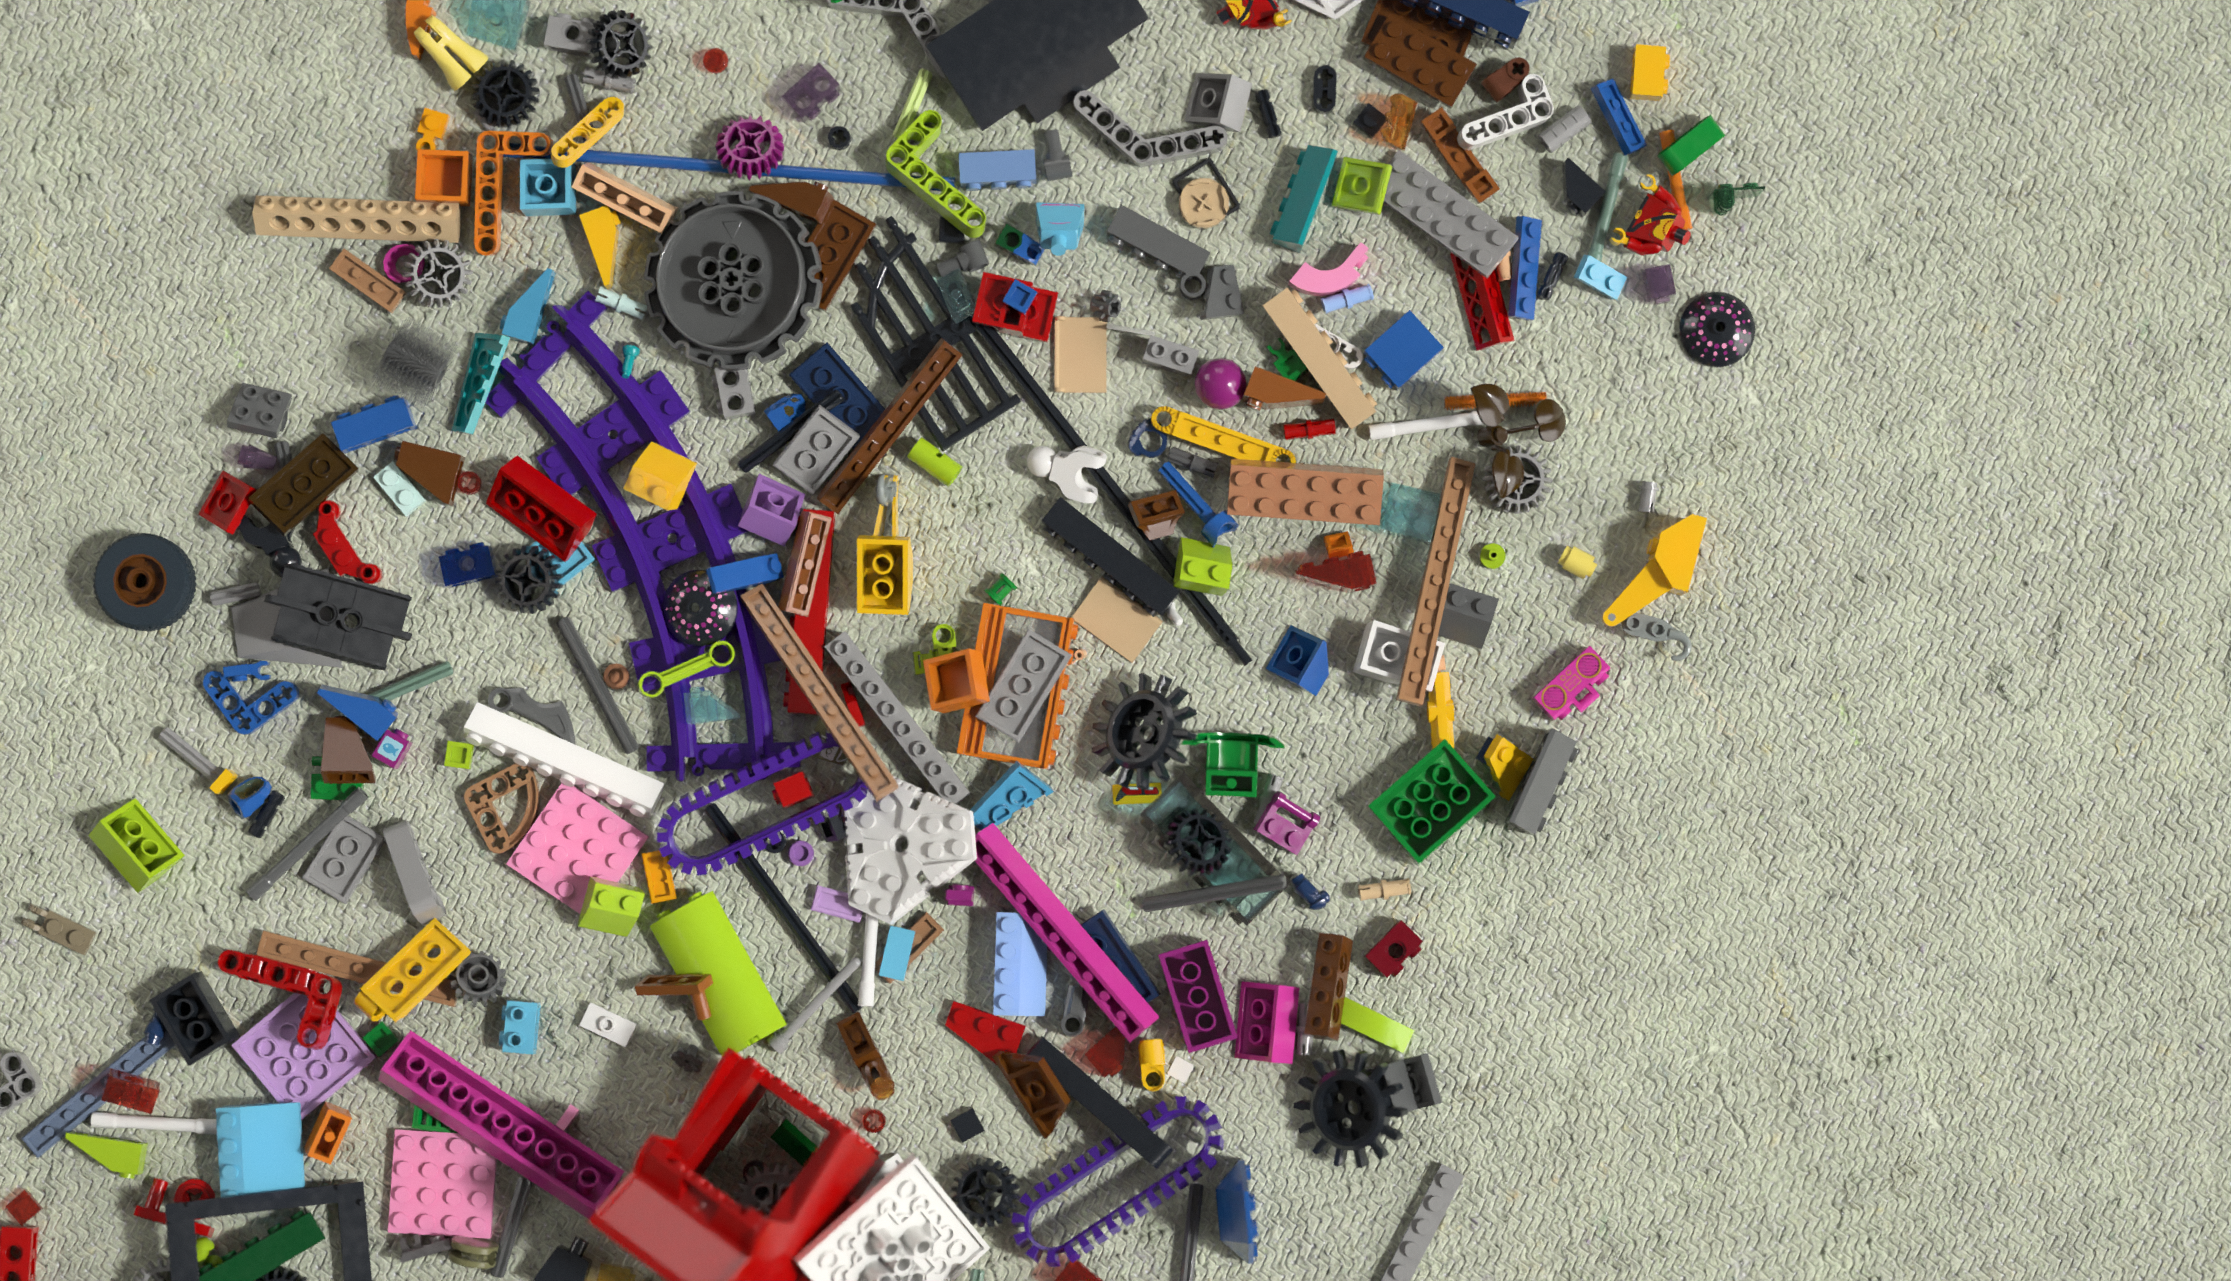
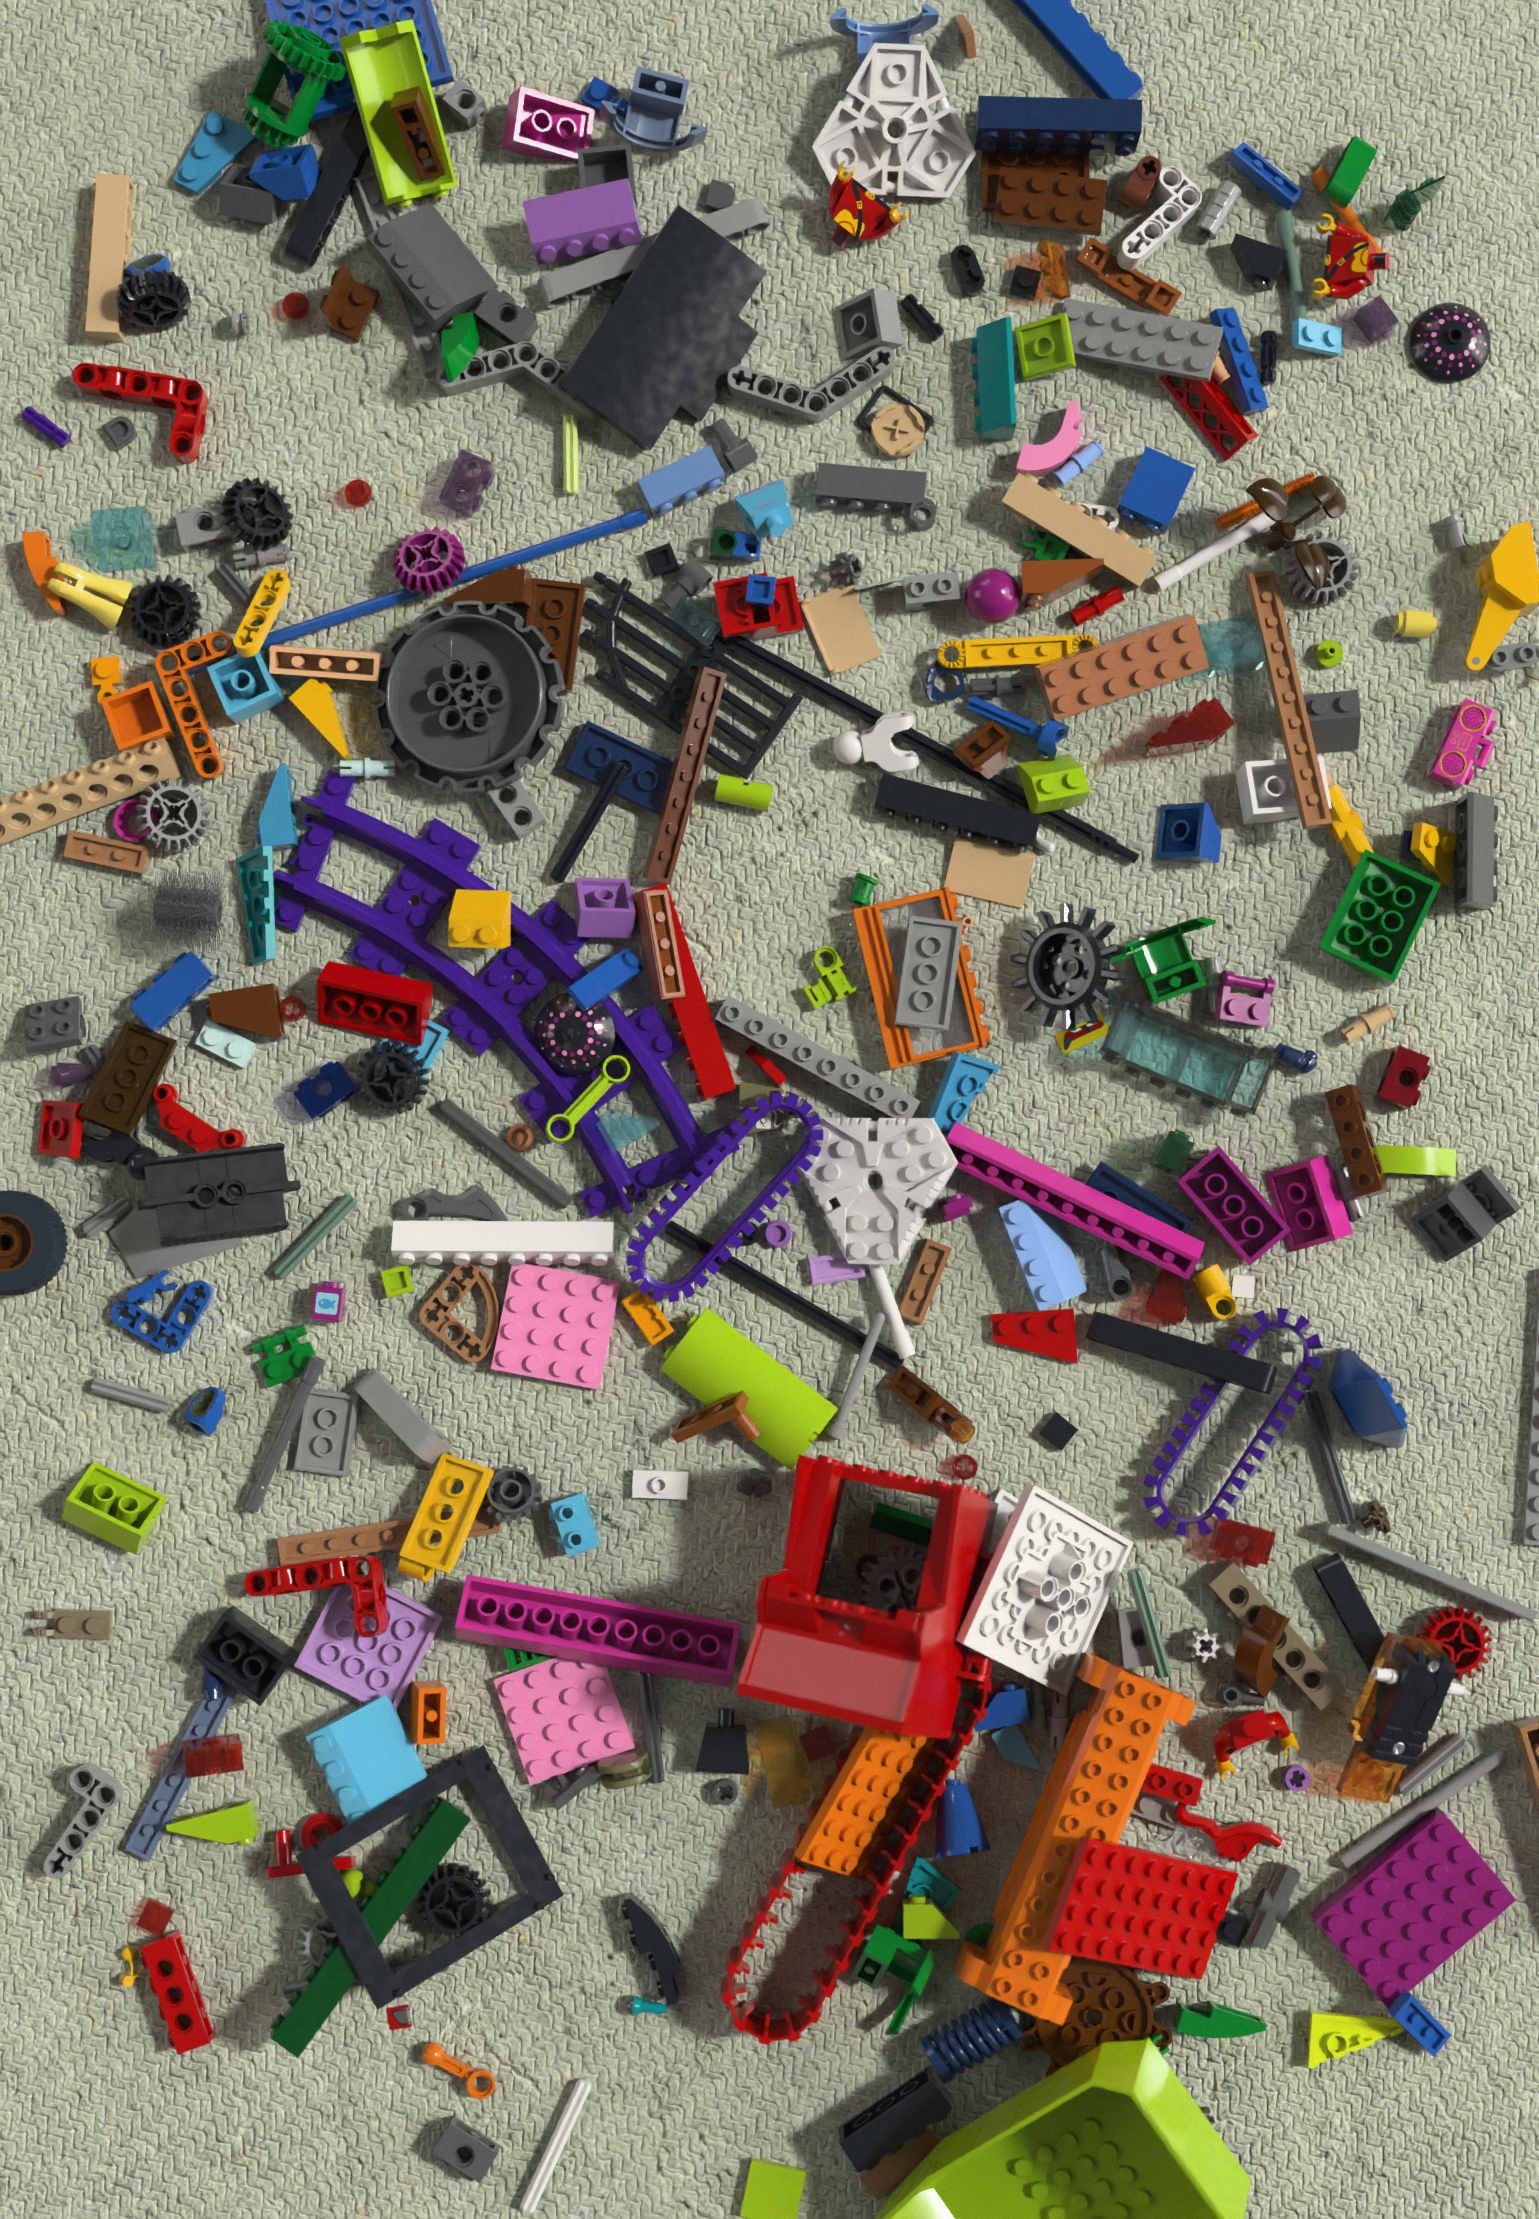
camera: 20 degrees left, 0 degrees up
(113, 1121) = (210, 1791): white piece -> none
(223, 781) = (174, 1407): yellow tile -> none
(266, 814) = (231, 1421): black axle -> none
(344, 754) = (283, 1328): reddish brown slope -> none
(364, 710) = (284, 1276): blue slope -> none
(381, 1039) = (440, 1595): green plate -> none
(567, 1118) = (660, 1594): bright pink tile -> none
(610, 907) = (613, 1366): lime slope -> none
(630, 351) = (397, 812): teal piece -> none
(785, 410) = (574, 805): blue rock -> none
(792, 790) = (744, 1174): red brick -> none
(816, 449) = (622, 829): light grey tile -> none
(819, 692) = (732, 1064): medium nougat plate -> none
(832, 141) = (519, 512): black bush -> none
(832, 828) = (799, 1196): black plate -> none
(884, 561) = (738, 910): yellow slope -> none
(897, 953) = (916, 1291): medium azure tile -> none
(930, 179) = (620, 515): lime beam -> none
(956, 680) = (860, 996): orange piece -> none
(1005, 1190) = (1098, 1480): black gear -> none
(1035, 1088) = (1112, 1365): reddish brown wing -> none
(1166, 927) = (1171, 1152): none -> clear green brick
(1197, 861) = (1164, 1068): black gear -> none
(1214, 893) = (1205, 1097): dark grey axle -> none
(1222, 294) = (954, 509): dark grey wing -> none
(1330, 1114) = (1412, 1266): black gear -> none
(1338, 544) = (1175, 705): orange tile -> none
(1648, 72) = (1276, 121): yellow brick -> none

